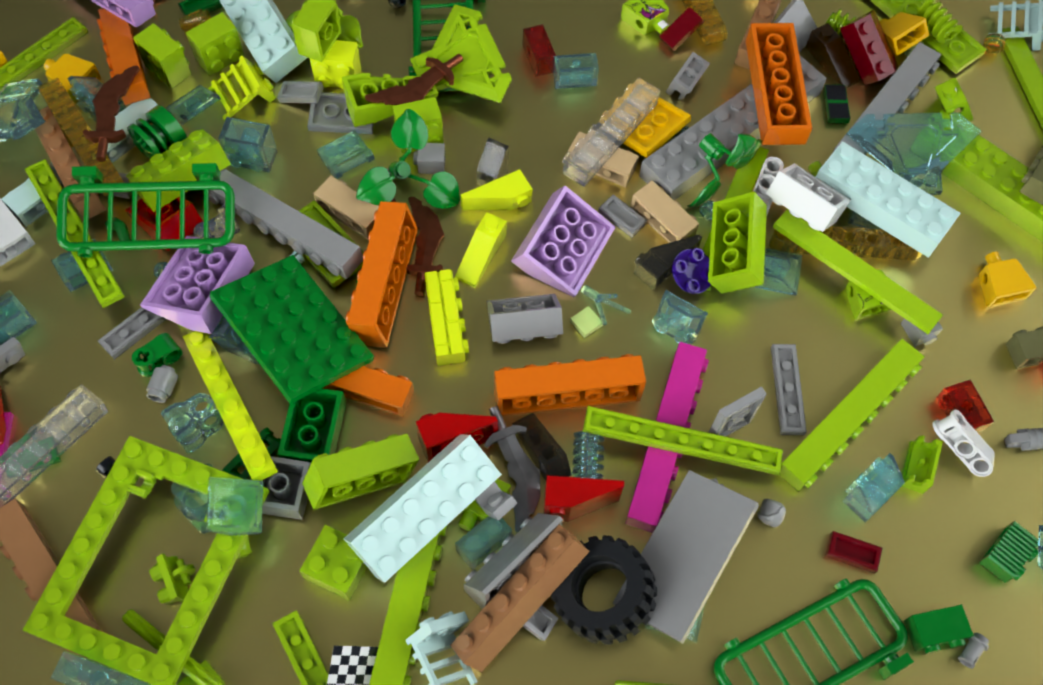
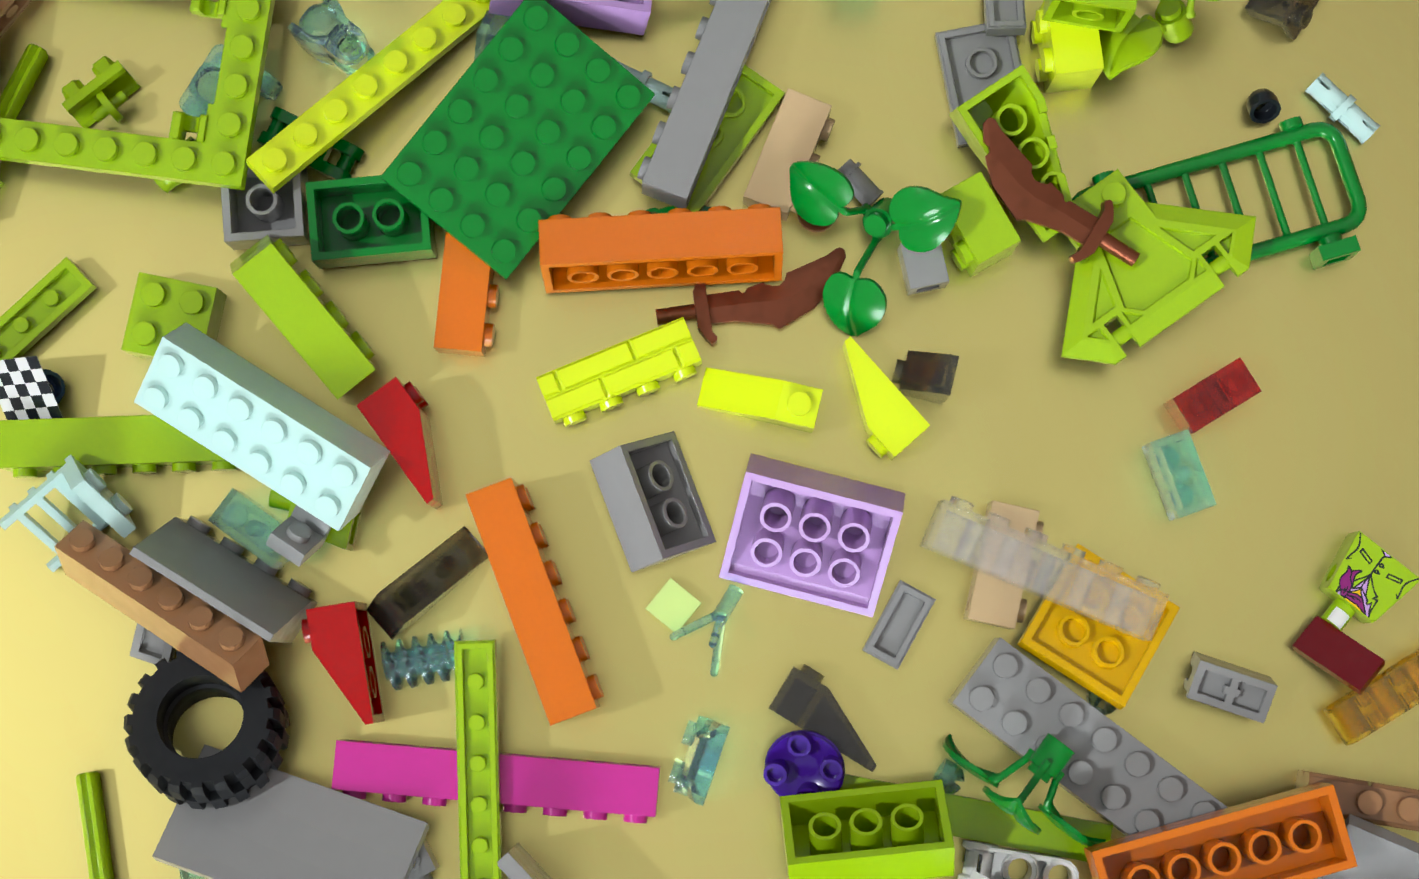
camera: 80 degrees right, 20 degrees up
(234, 506) = (191, 150): clear light blue slope -> none
(342, 150) = (903, 106): clear light blue plate -> none
(519, 468) = (386, 555): flat silver sword -> none
(664, 213) = (914, 699): tan brick -> none

